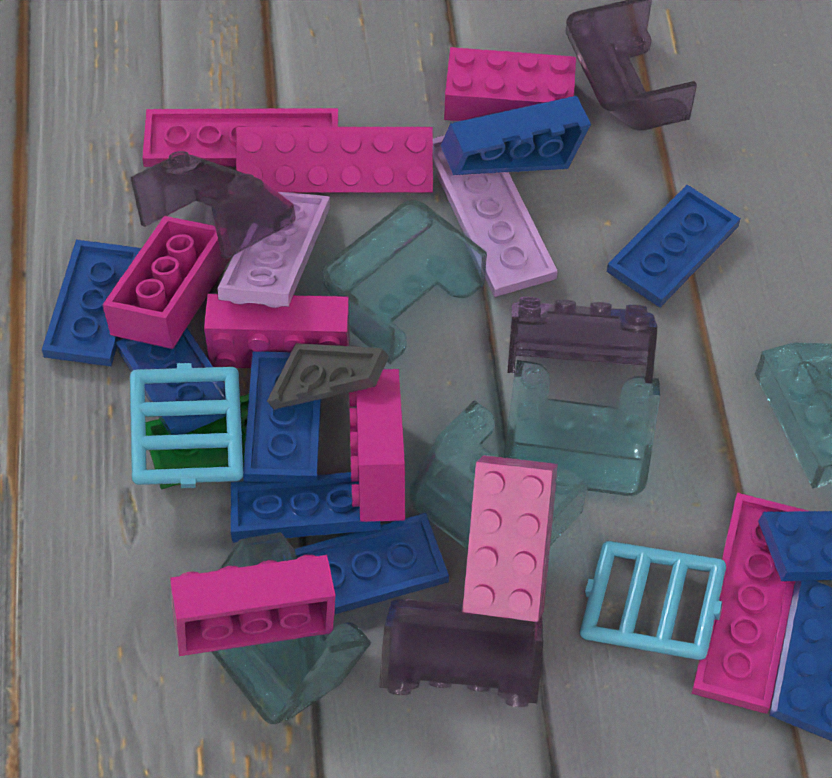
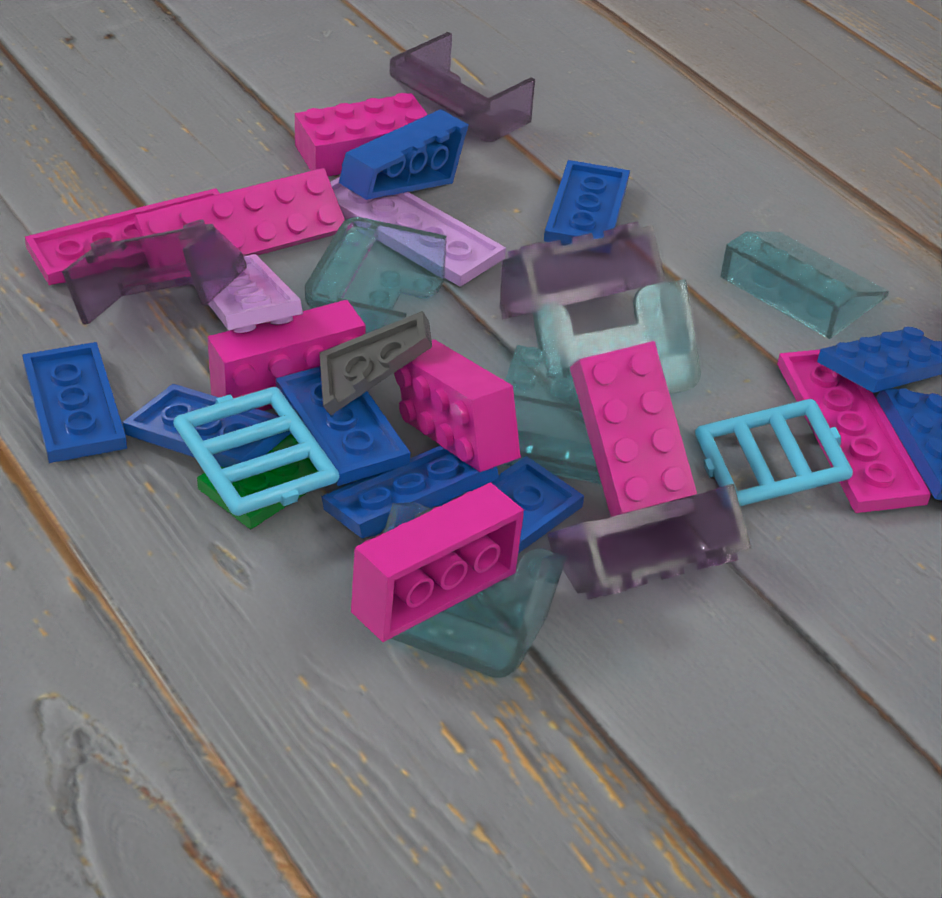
camera: 30 degrees left, 15 degrees down
(165, 283) = (149, 353): dark pink brick -> none

